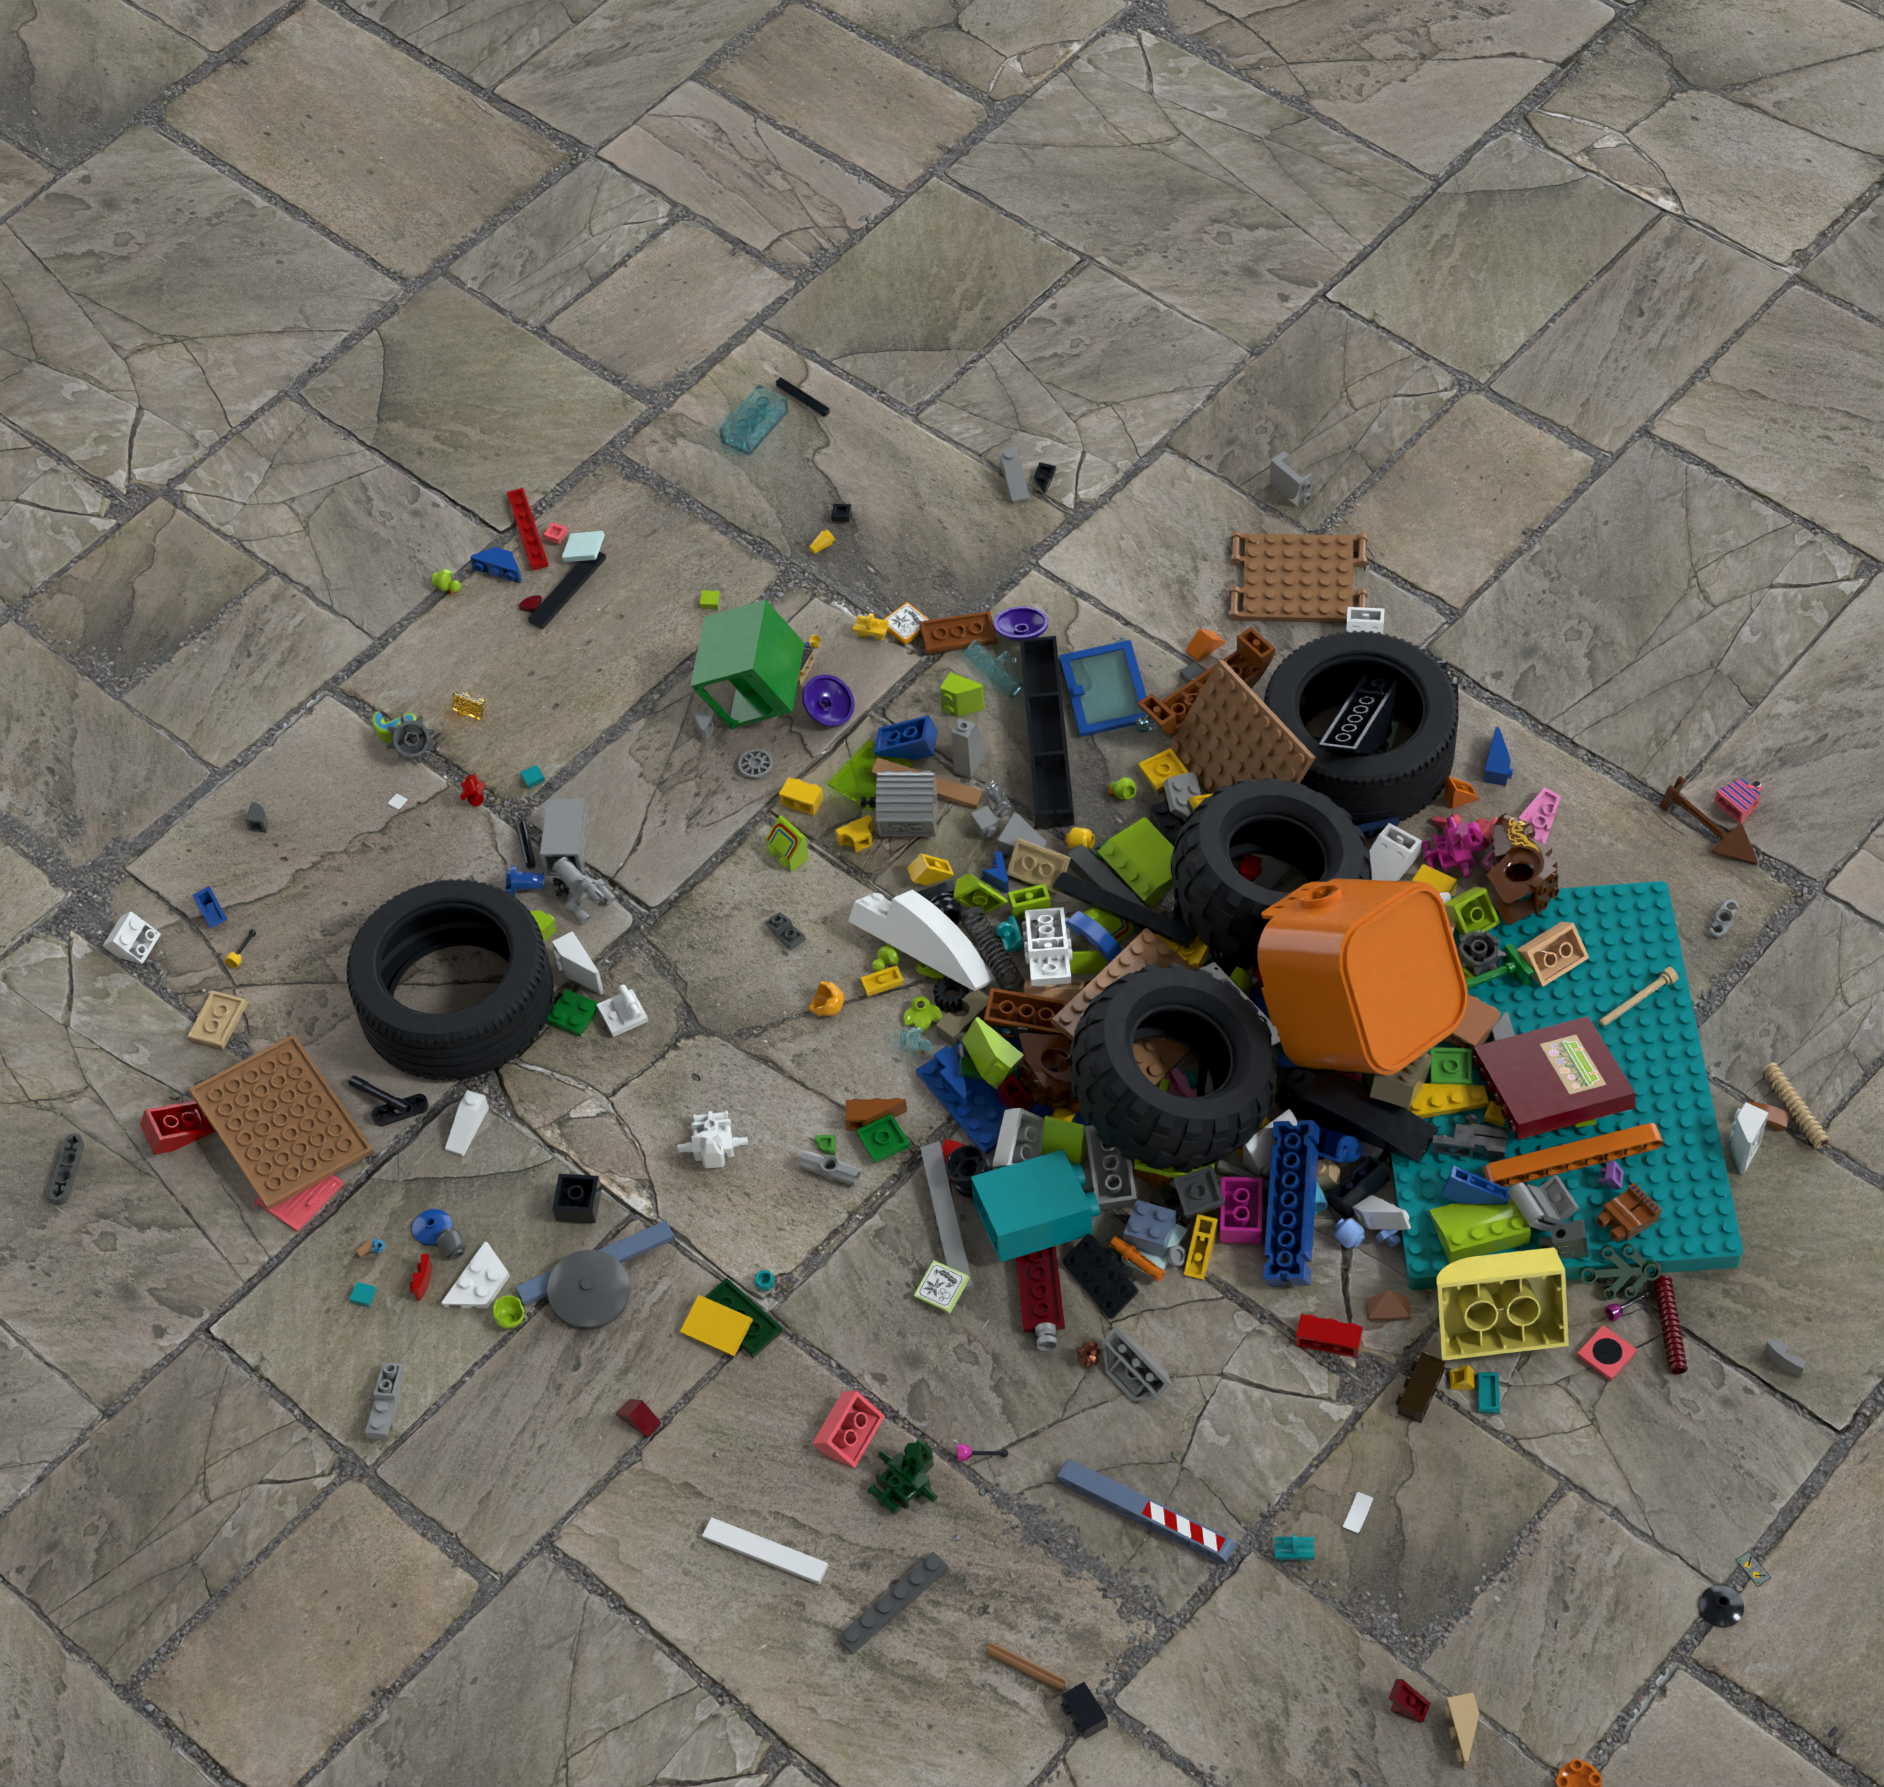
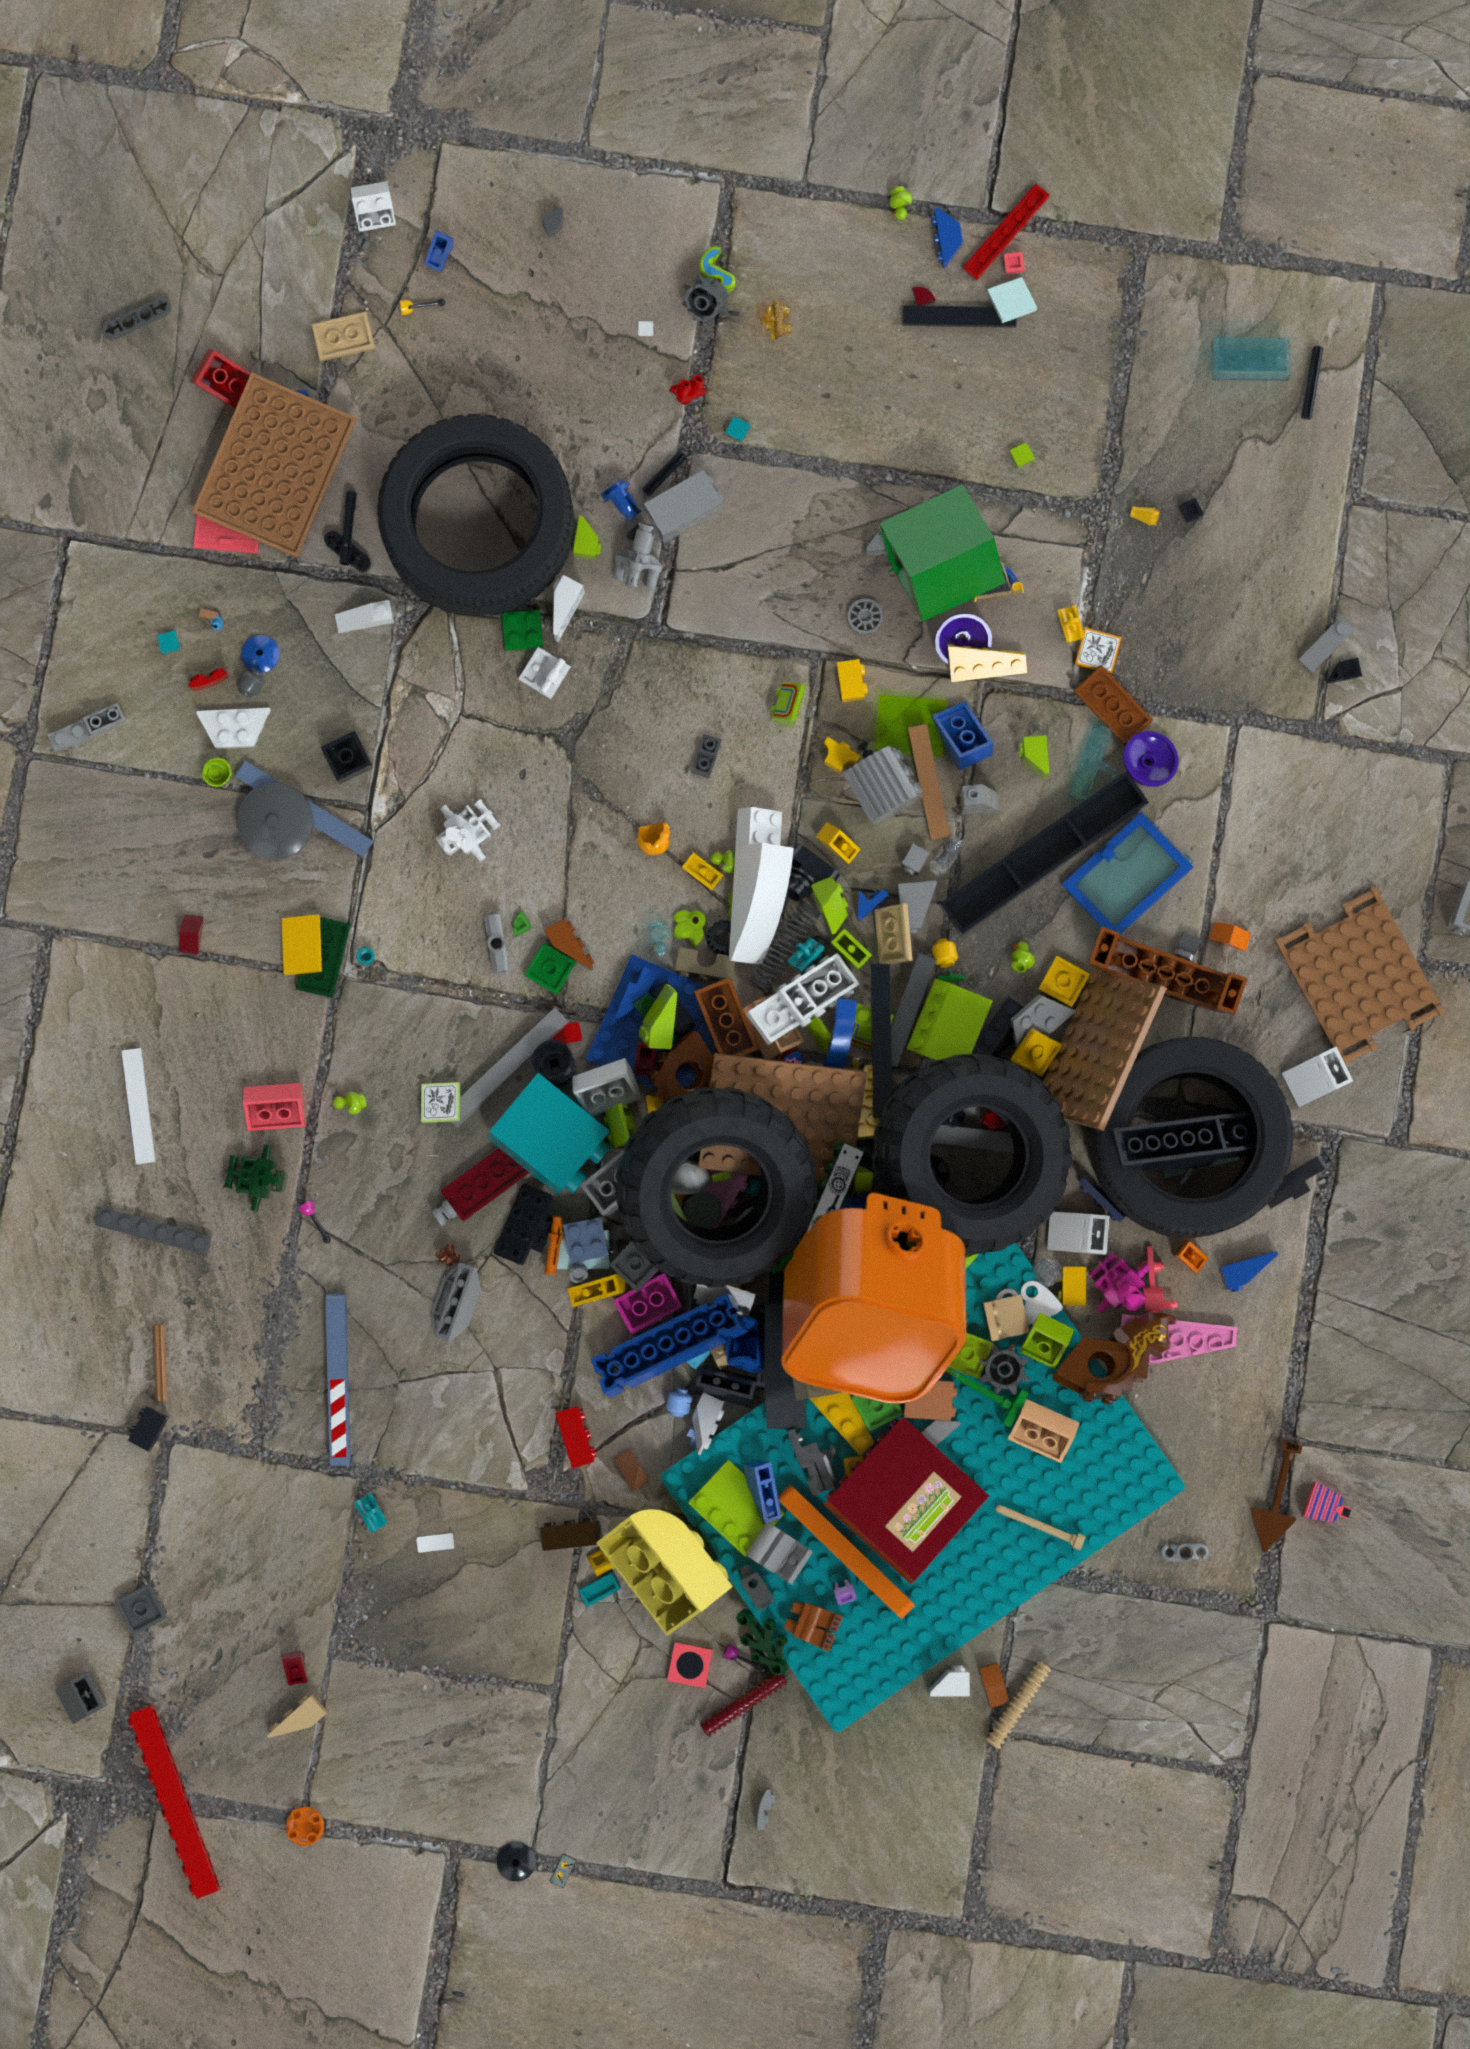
camera: 55 degrees right, 30 degrees up
(856, 700) = (976, 663): none -> wing
(890, 1359) = (353, 1101): none -> lime animal

